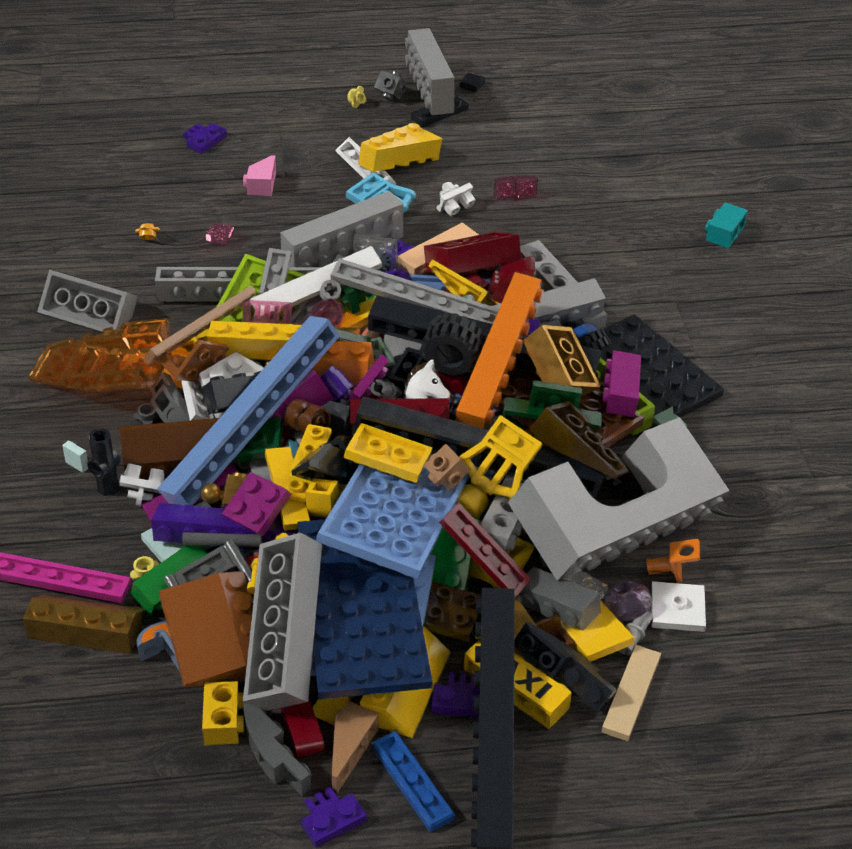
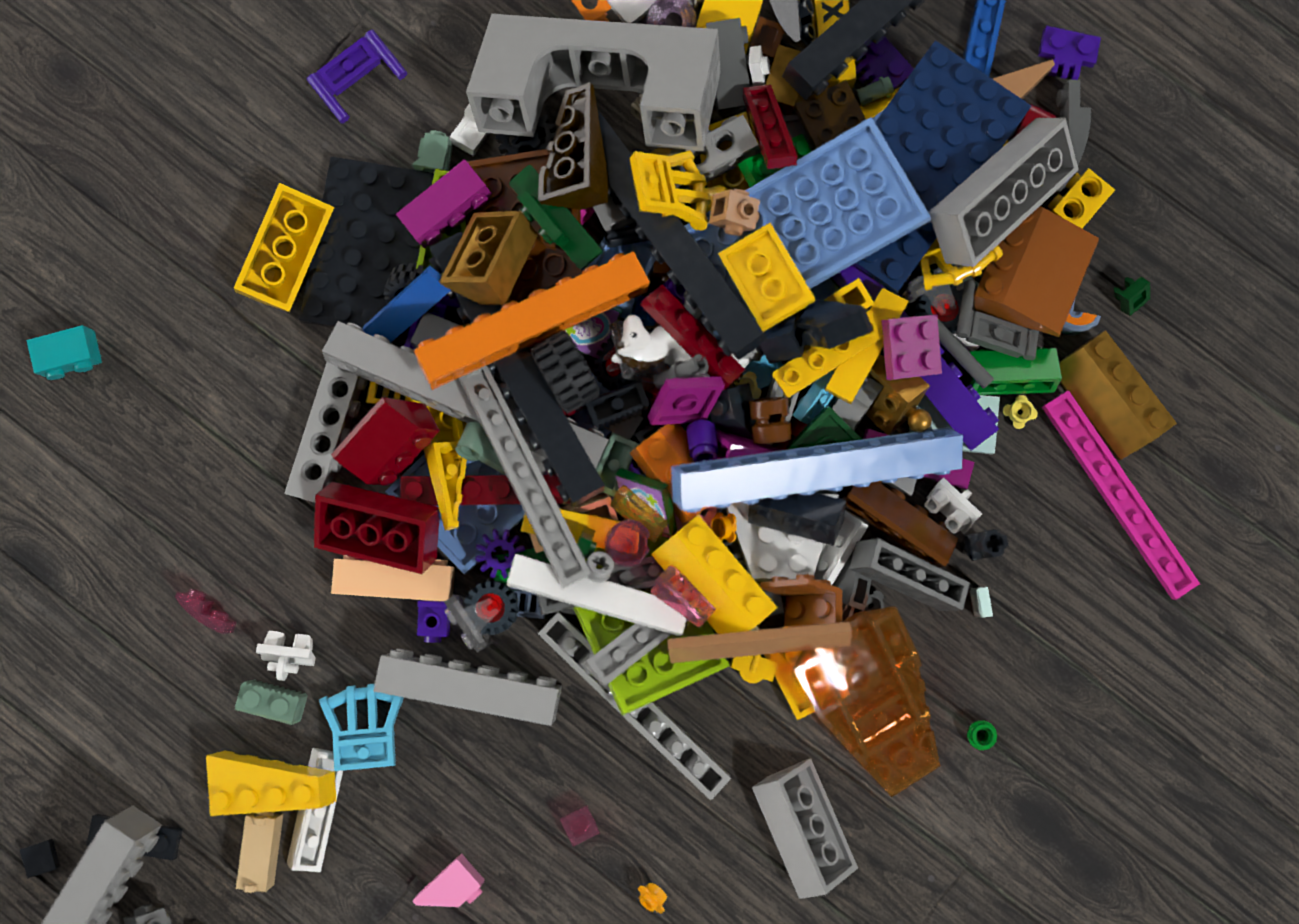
camera: 135 degrees left, 40 degrees up
(13, 403) = (990, 738): none -> green plate
(124, 687) = (1134, 296): none -> dark green tile
(155, 407) = (909, 575): none -> dark grey brick
(366, 127) = (259, 851): none -> tan brick
(432, 177) = (271, 701): none -> sand green brick
(442, 669) = (875, 91): none -> sand green pin
(538, 606) = (758, 65): none -> white plate
(686, 327) = (283, 248): none -> yellow slope
(775, 433) = (351, 67): none -> dark purple plate

